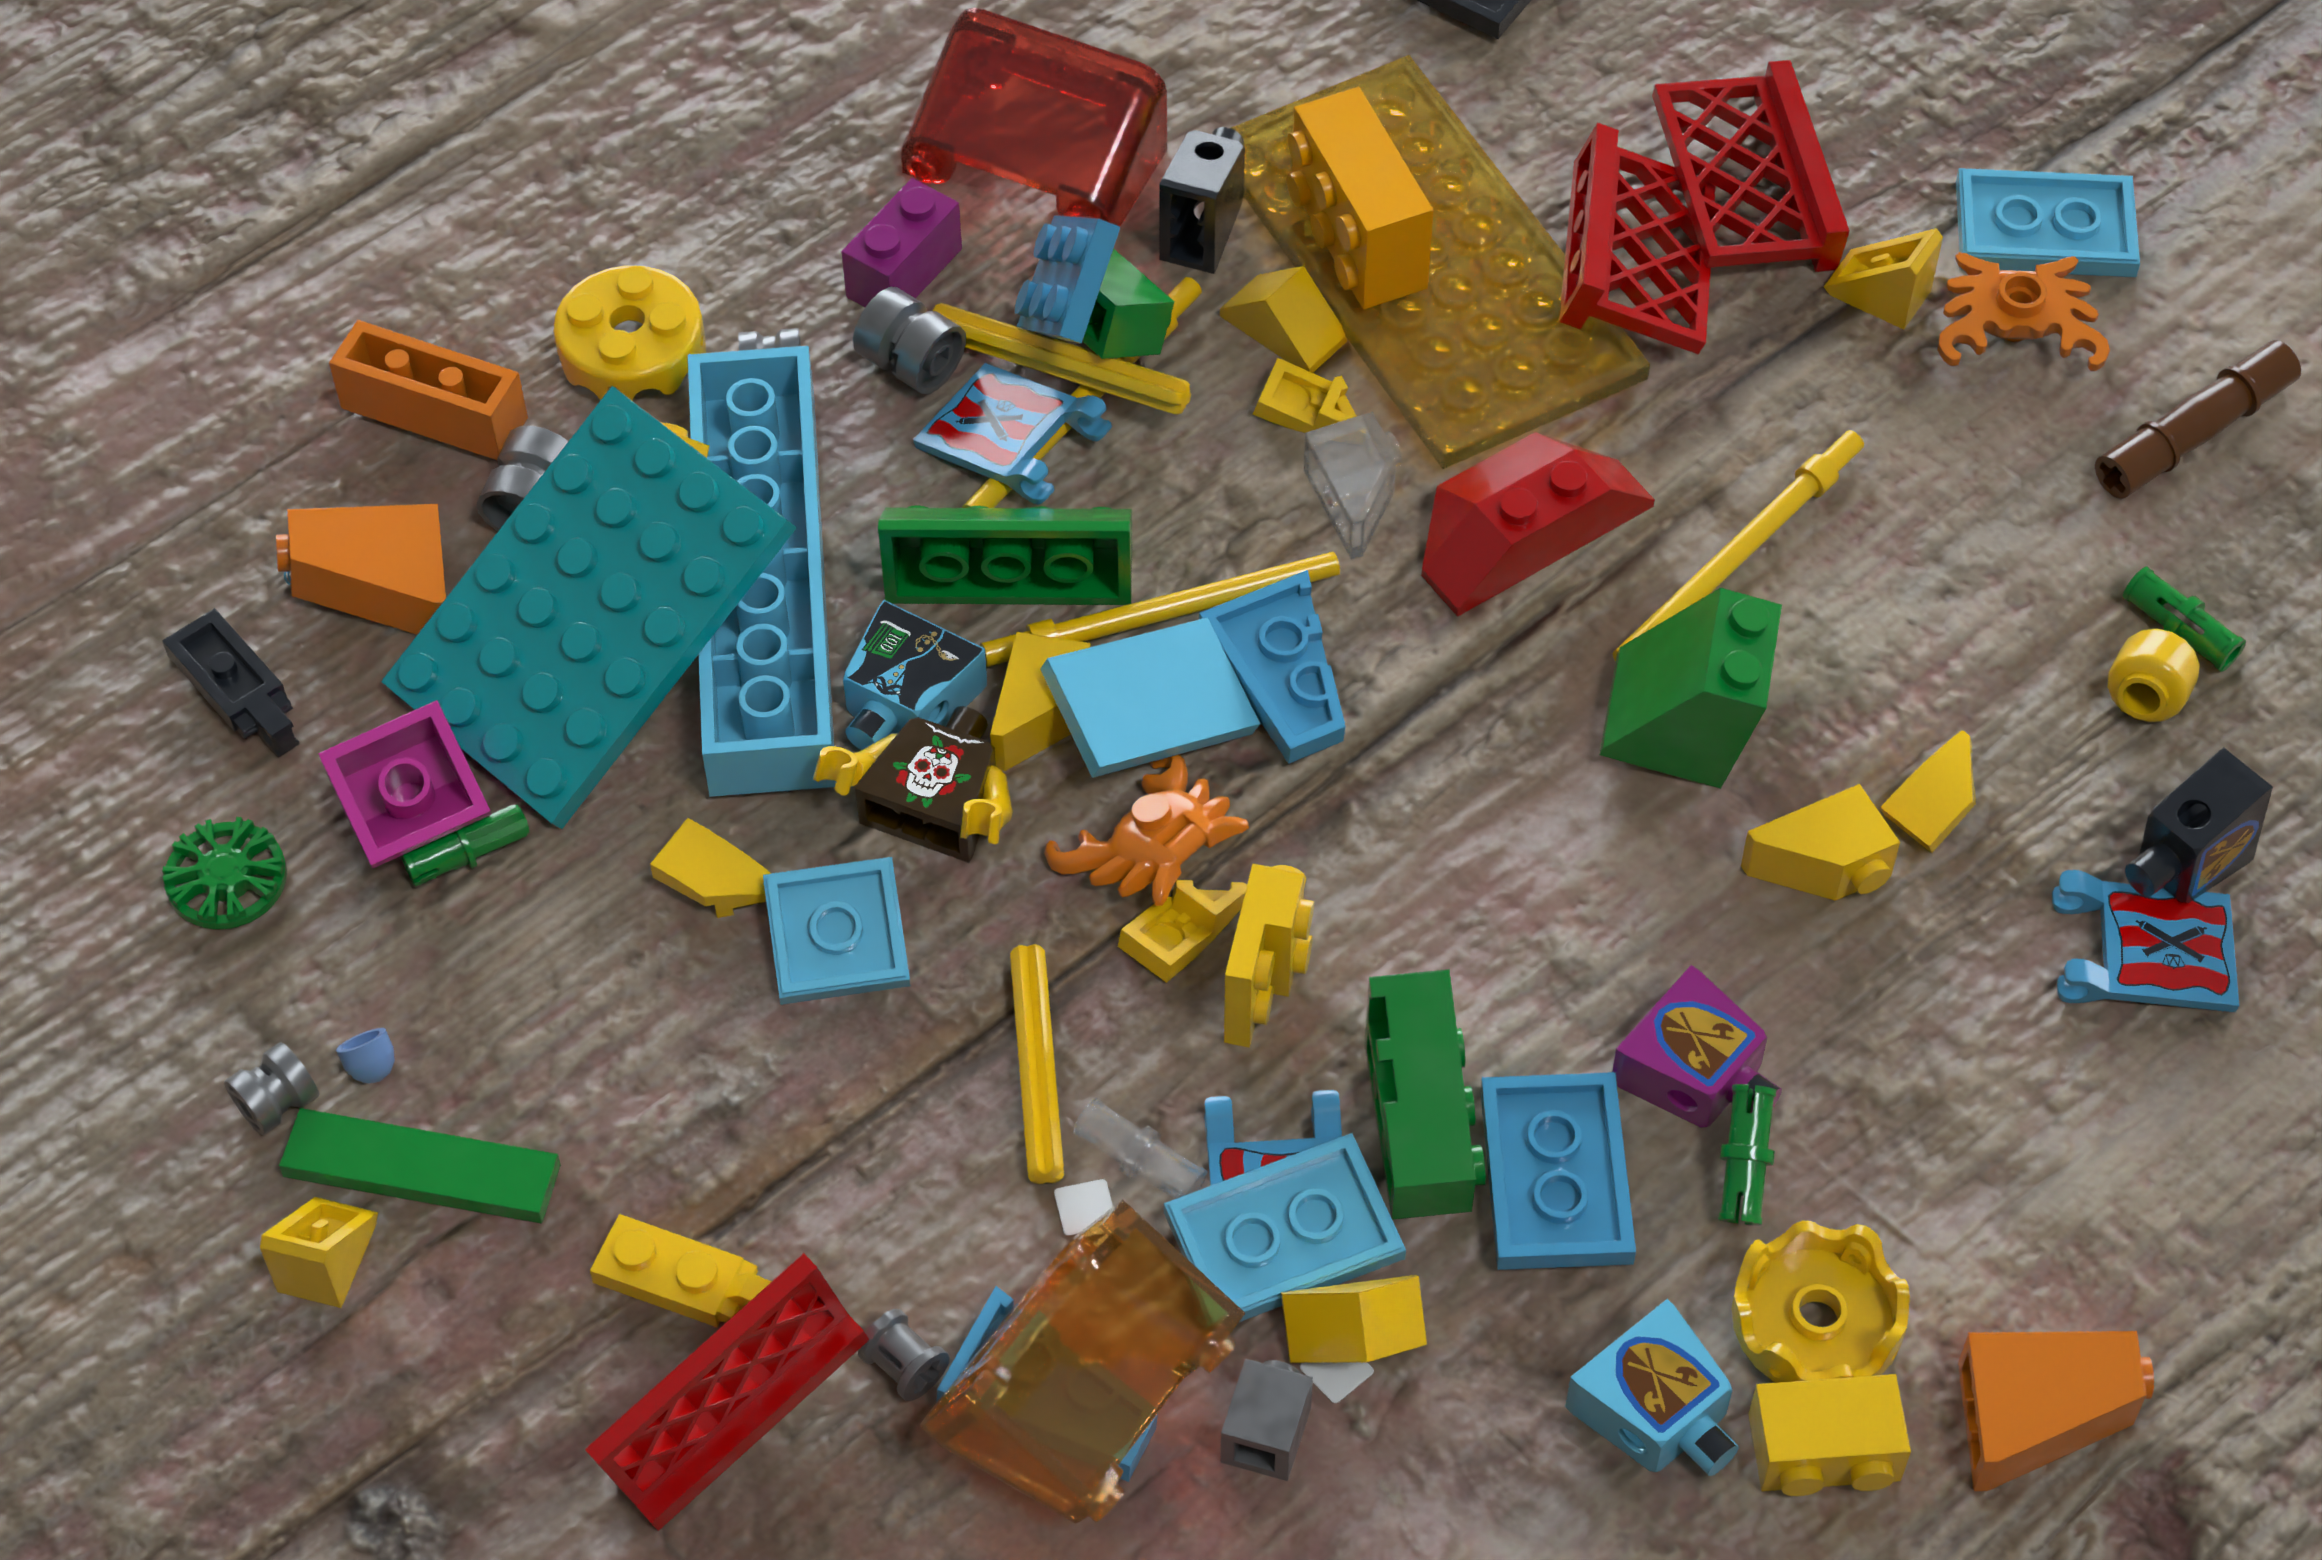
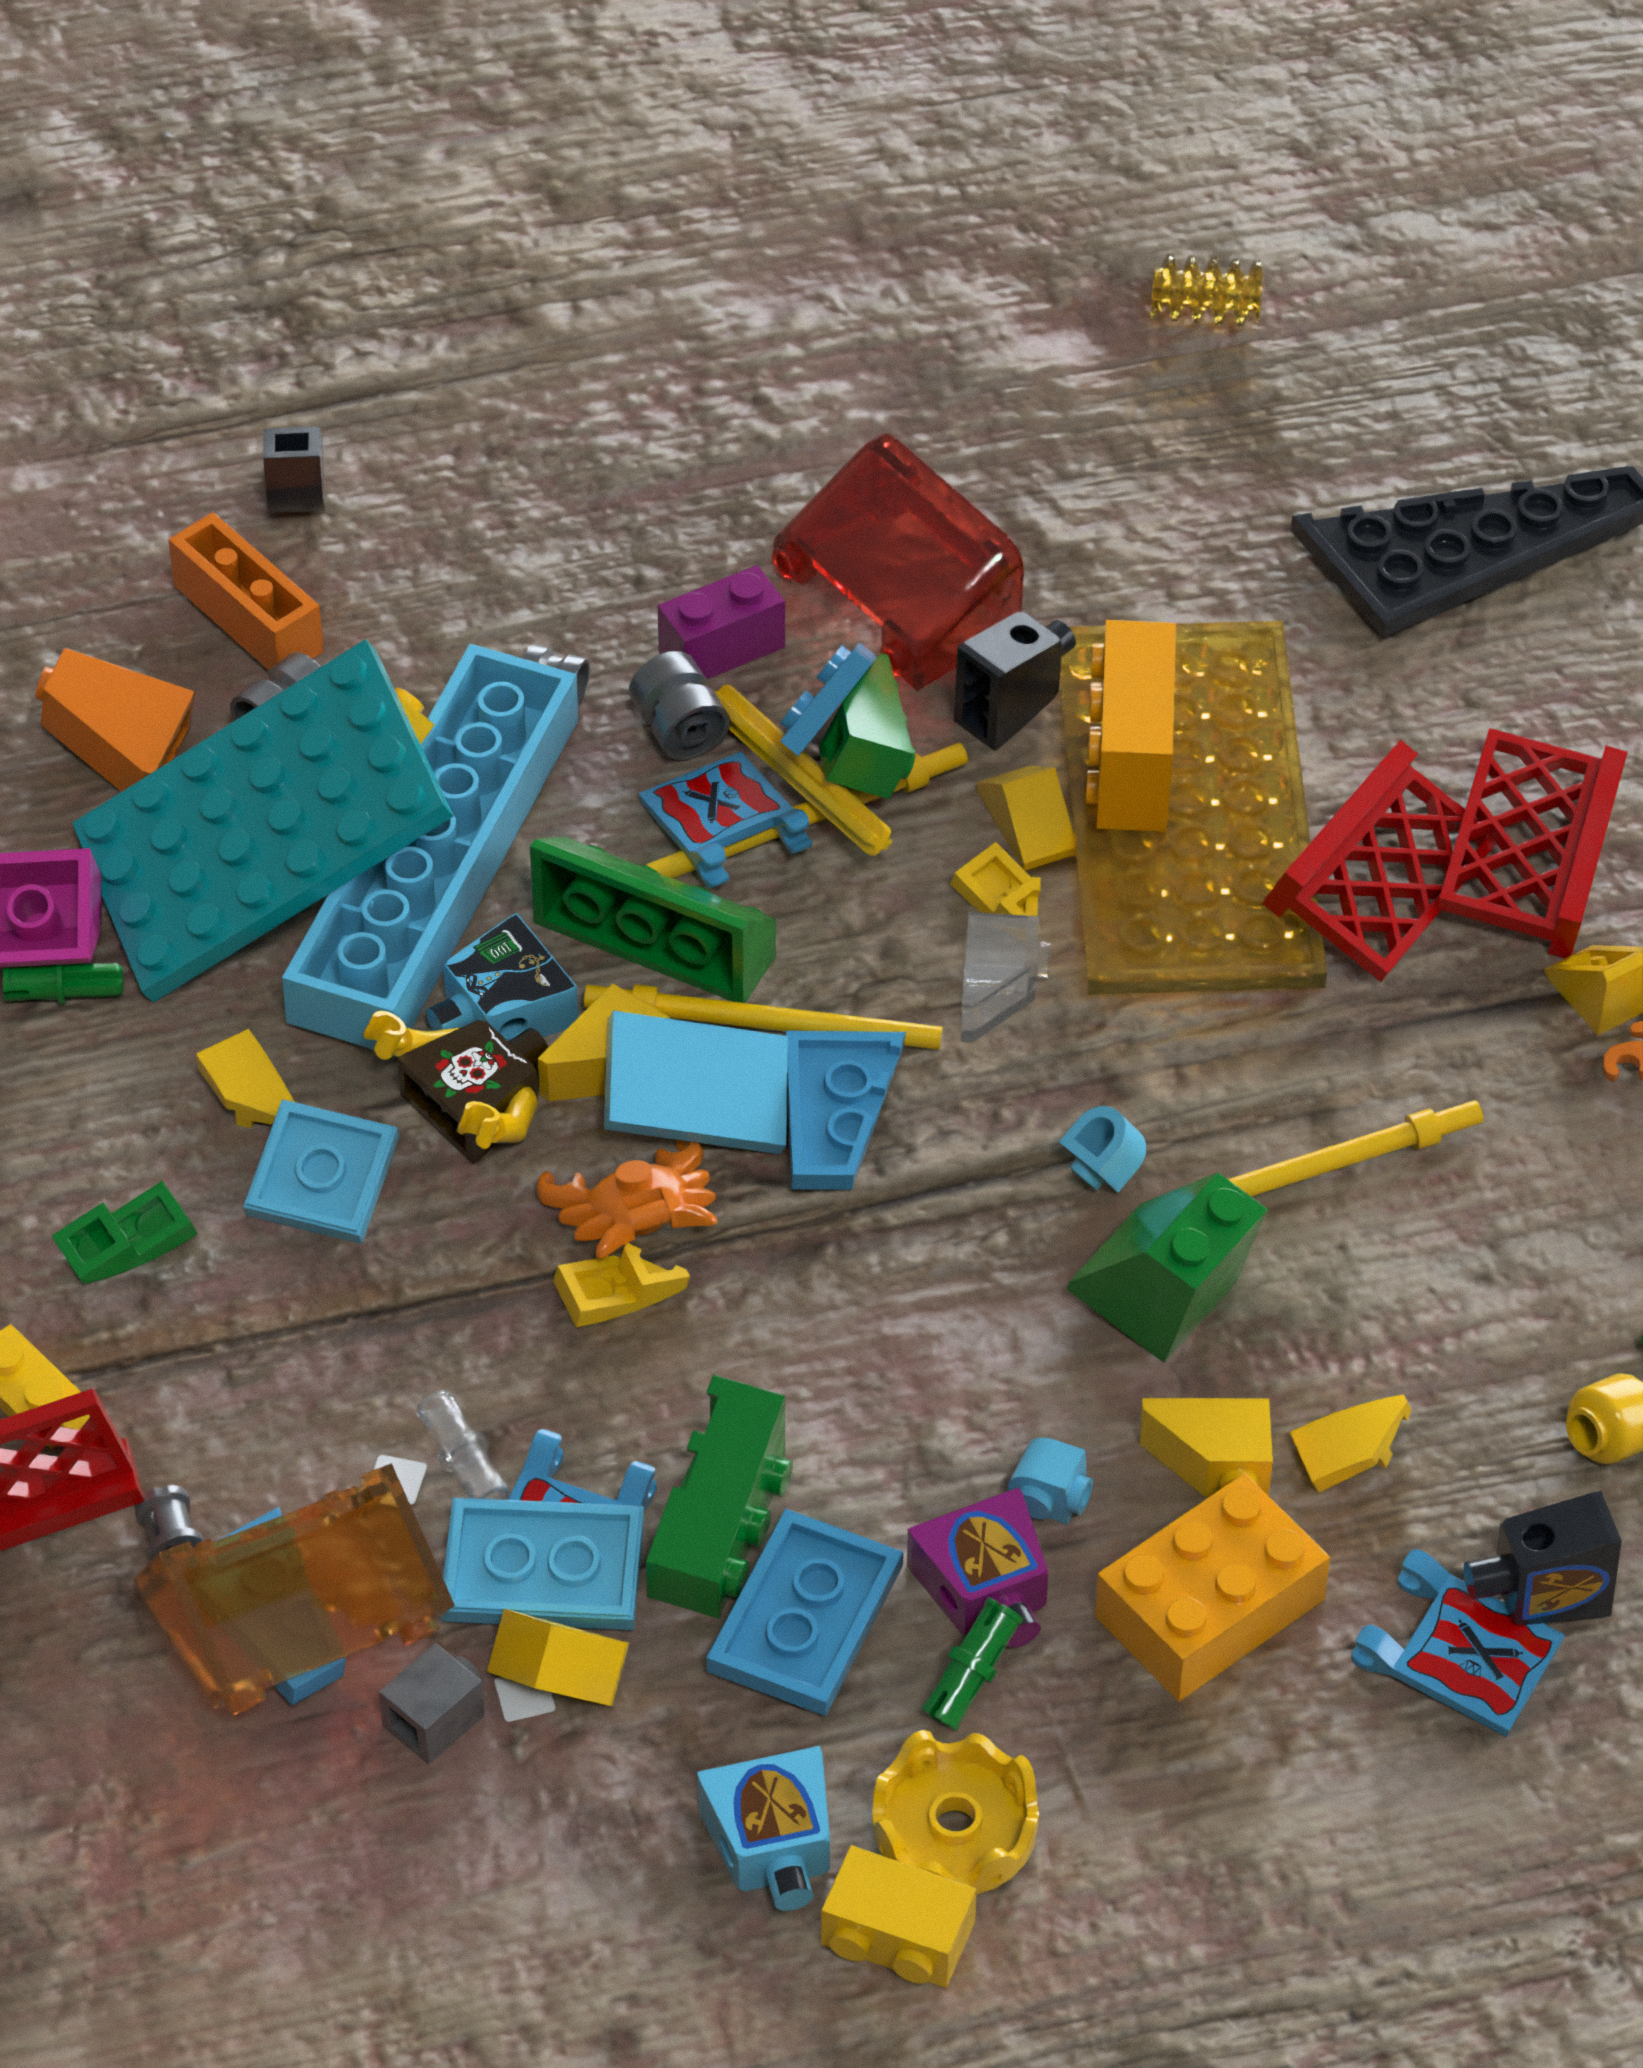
camera: 25 degrees right, 5 degrees down
(404, 249) = (294, 469): none -> black brick
(632, 361) = (423, 634): yellow plate -> none
(679, 1075) = (115, 1242): none -> green slope
(1036, 1064) = (423, 1347): yellow axle -> none
(1266, 948) = (656, 1325): yellow plate -> none
(1522, 515) = (1136, 1059): red wedge -> none
(1556, 608) = (1104, 1147): none -> medium azure plate
(1705, 939) = (1053, 1480): none -> medium azure plate
(1910, 984) = (1211, 1586): none -> light orange brick
(2046, 1396) = (1107, 1970): orange slope -> none

